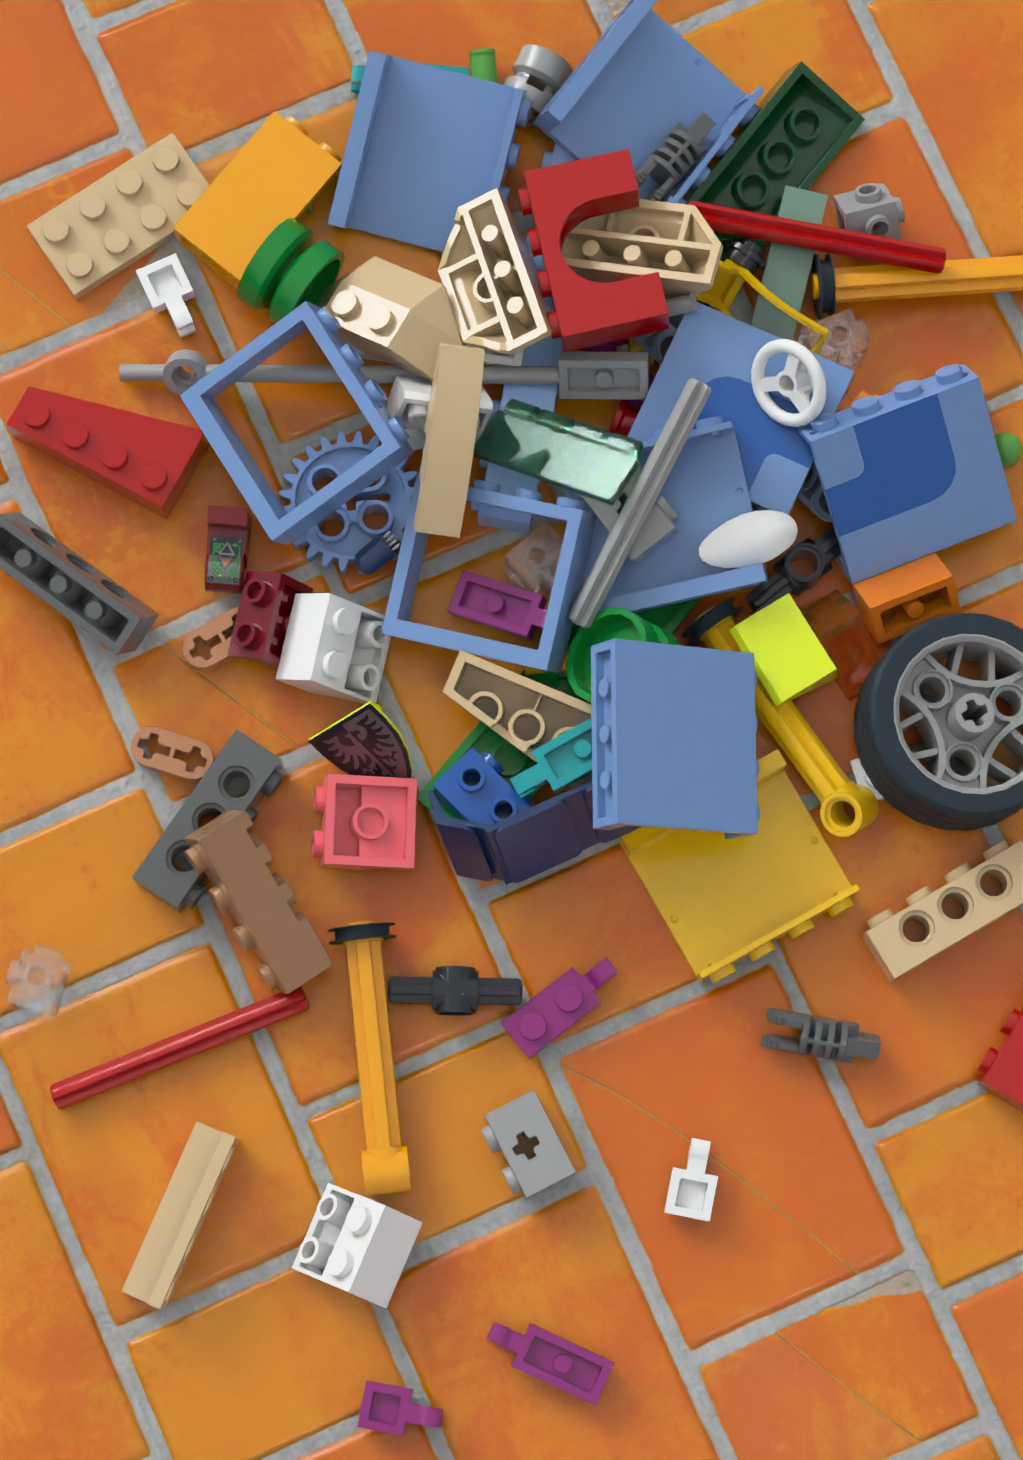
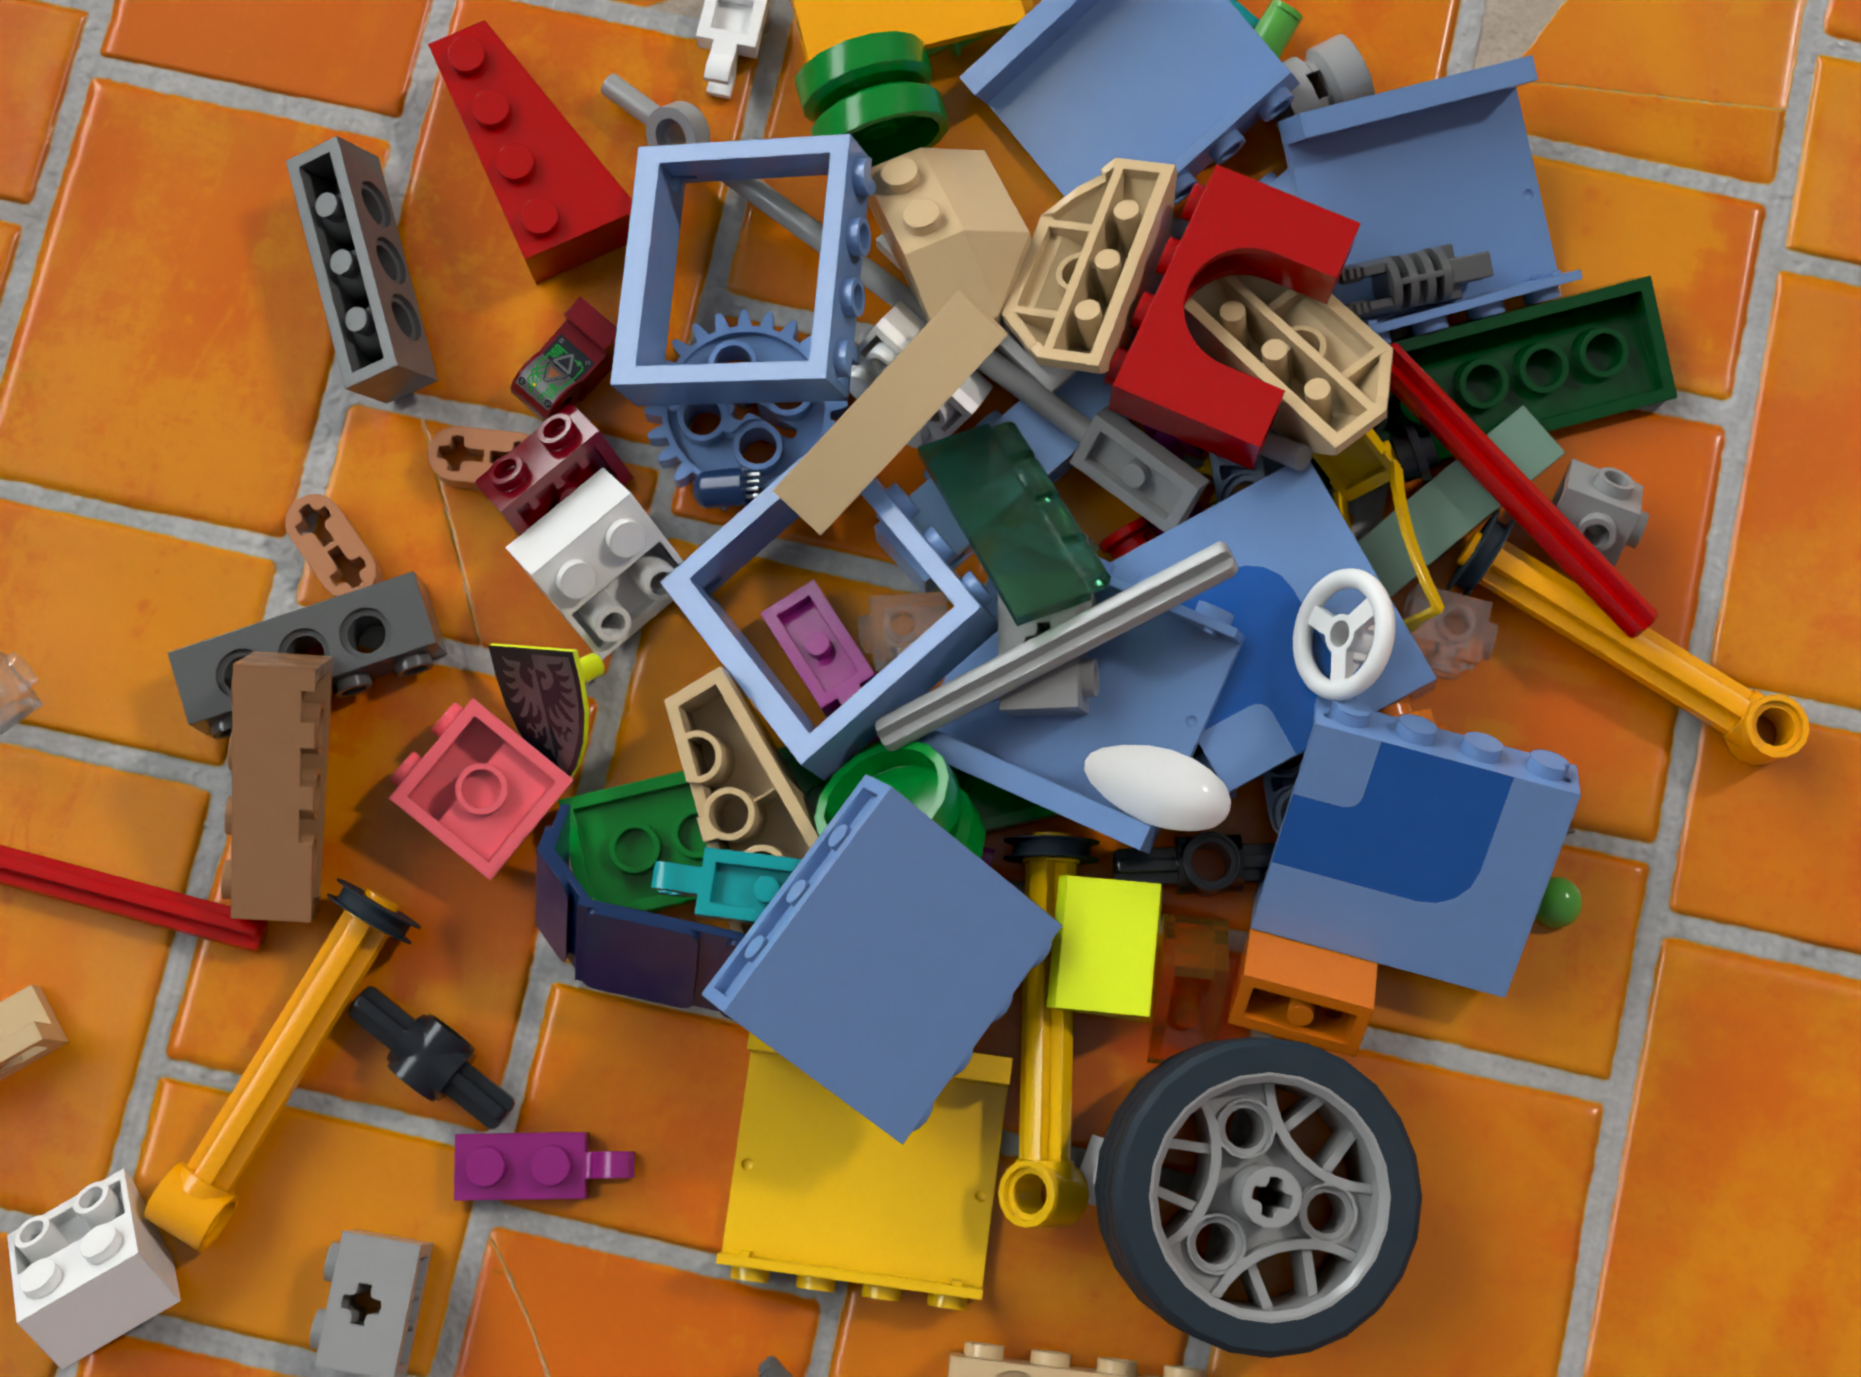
camera: 40 degrees right, 0 degrees up
(478, 791) = (619, 848): blue brick -> none

